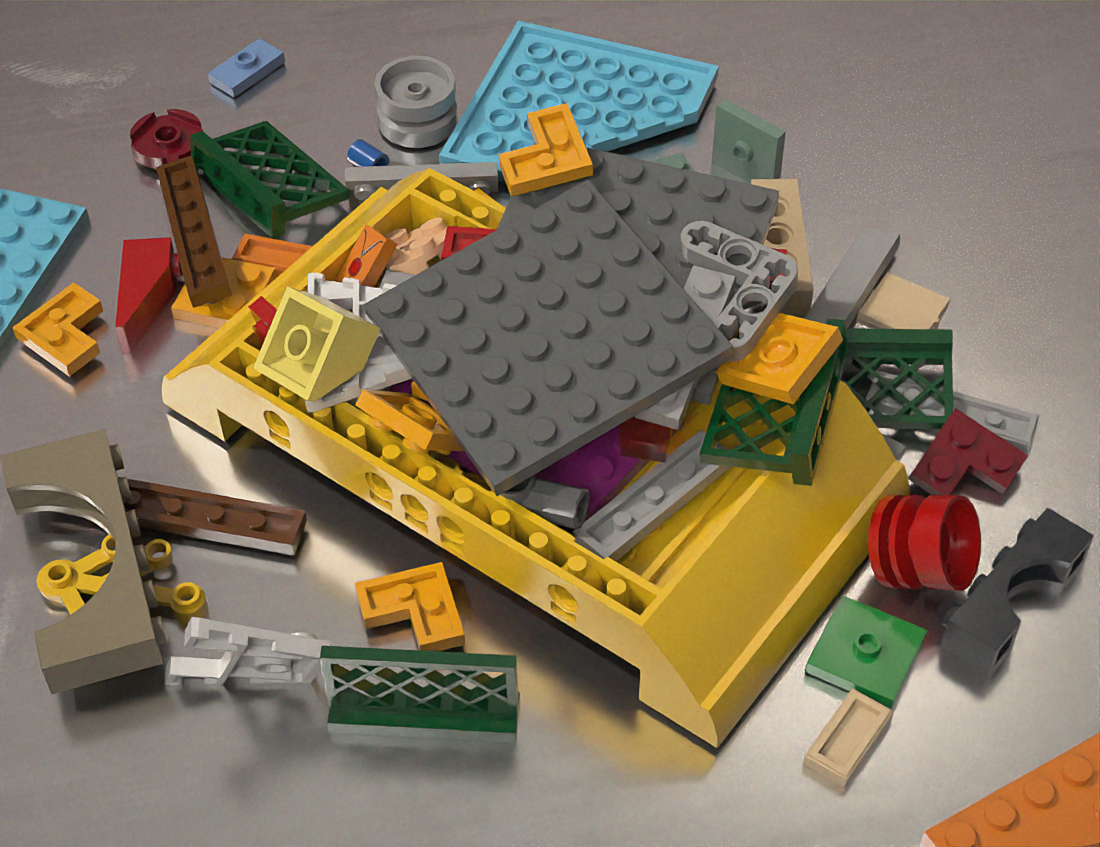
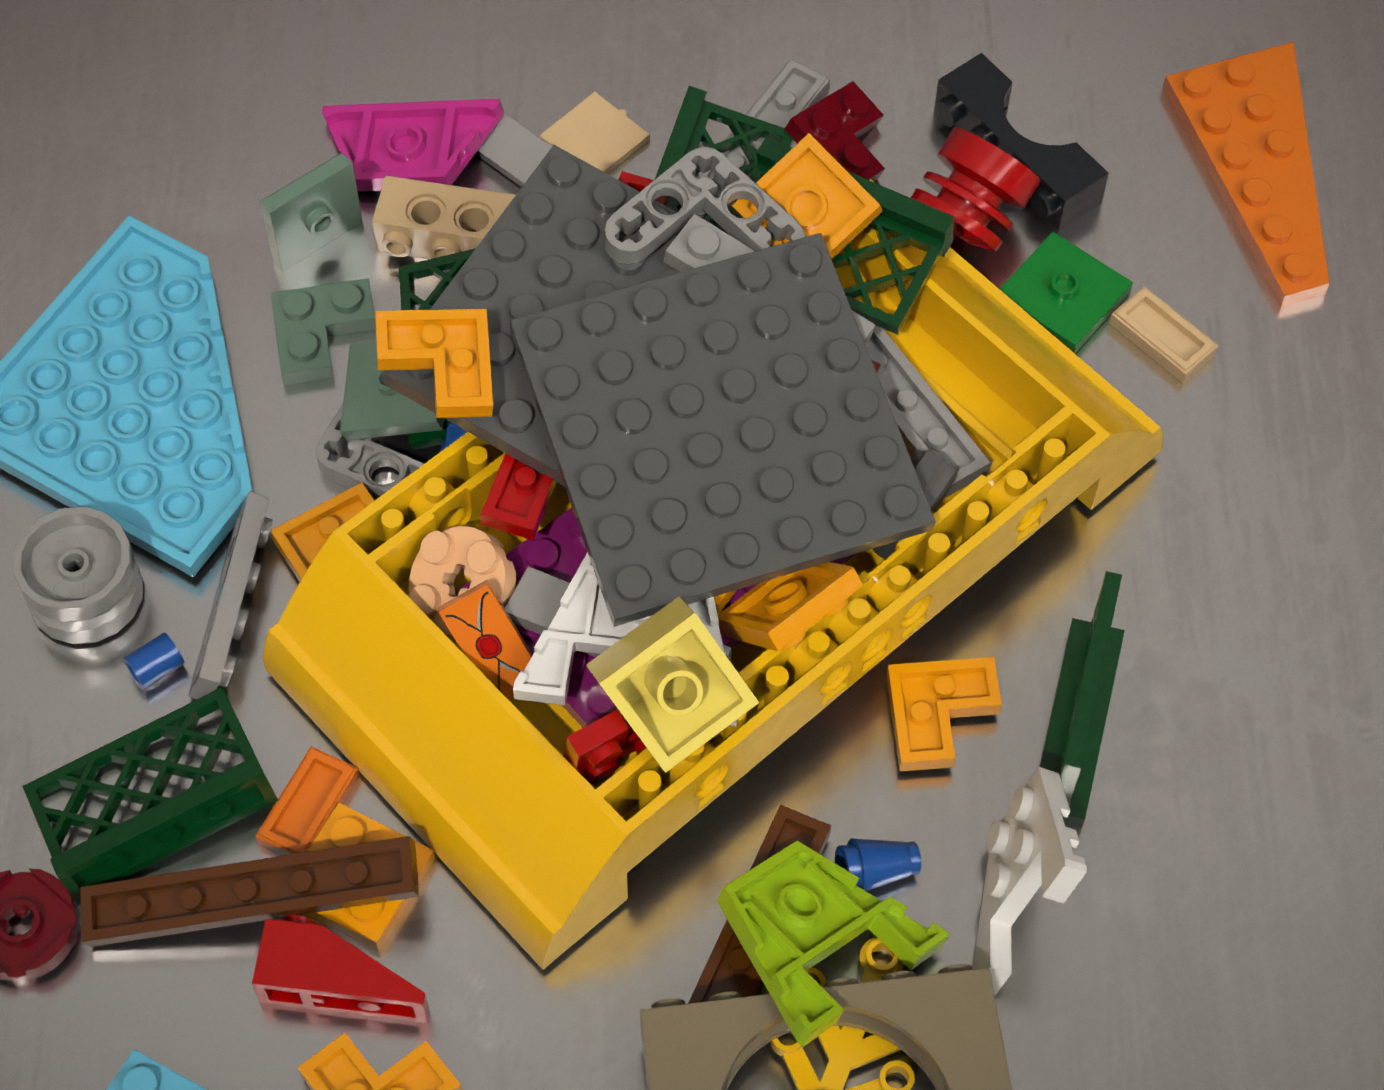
camera: 80 degrees left, 10 degrees up
(195, 516) = (800, 912): none -> lime wing
(266, 580) = (878, 861): none -> blue cone
(846, 196) = (411, 138): none -> dark pink wing

